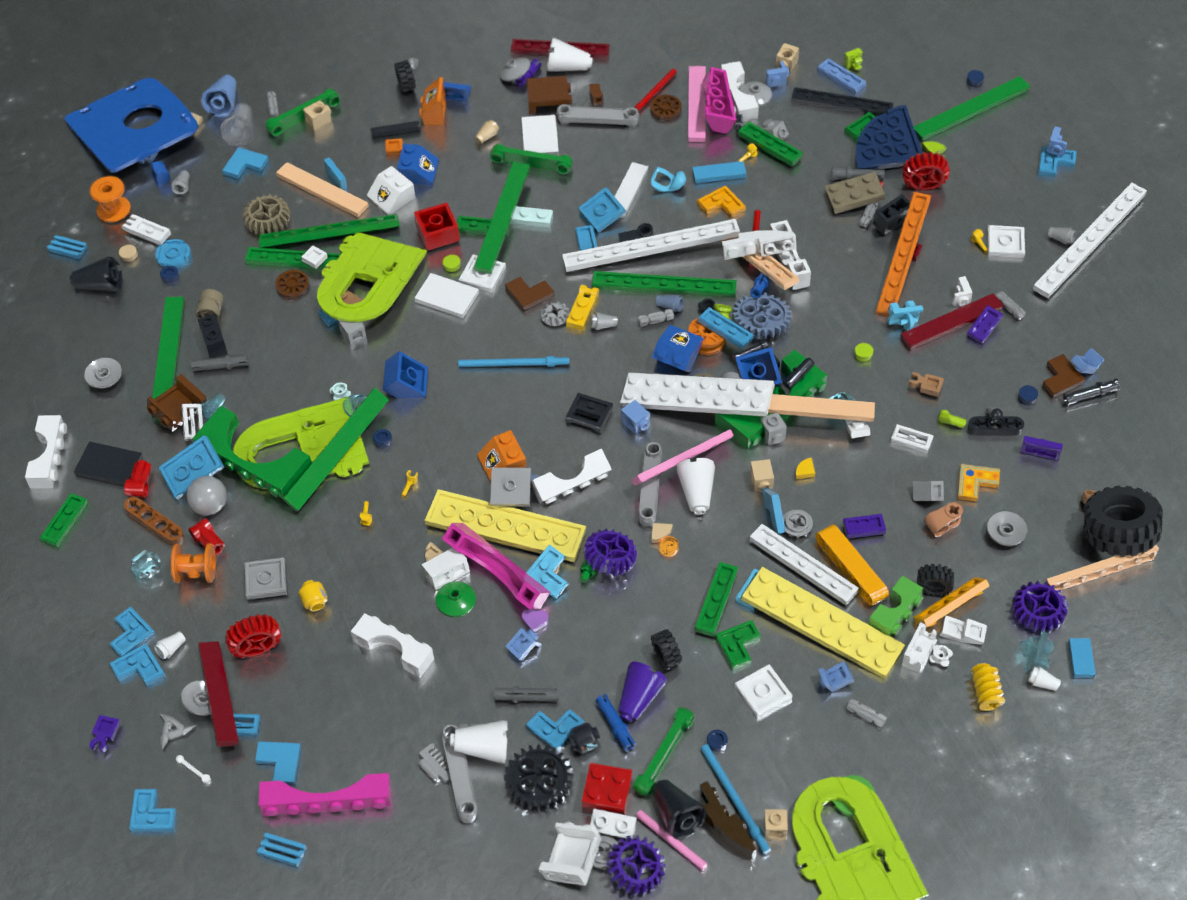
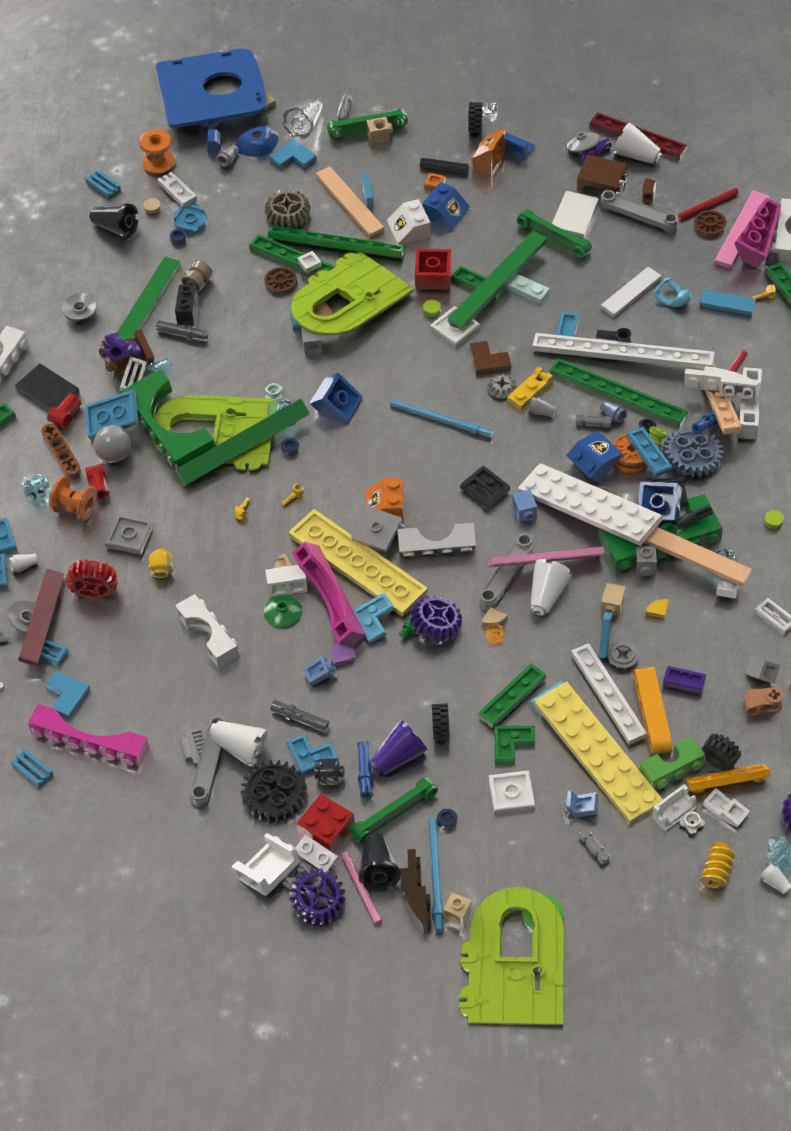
camera: 25 degrees right, 0 degrees up
(169, 399) = (119, 348): none -> dark purple animal
(203, 166) = (252, 146): none -> blue piece
(220, 96) = (299, 85): medium blue cone -> none
(446, 295) = (412, 336): white tile -> none
(487, 131) = (526, 194): tan cone -> none
(602, 209) = (595, 302): dark azure tile -> none
(723, 199) = (715, 328): light orange tile -> none

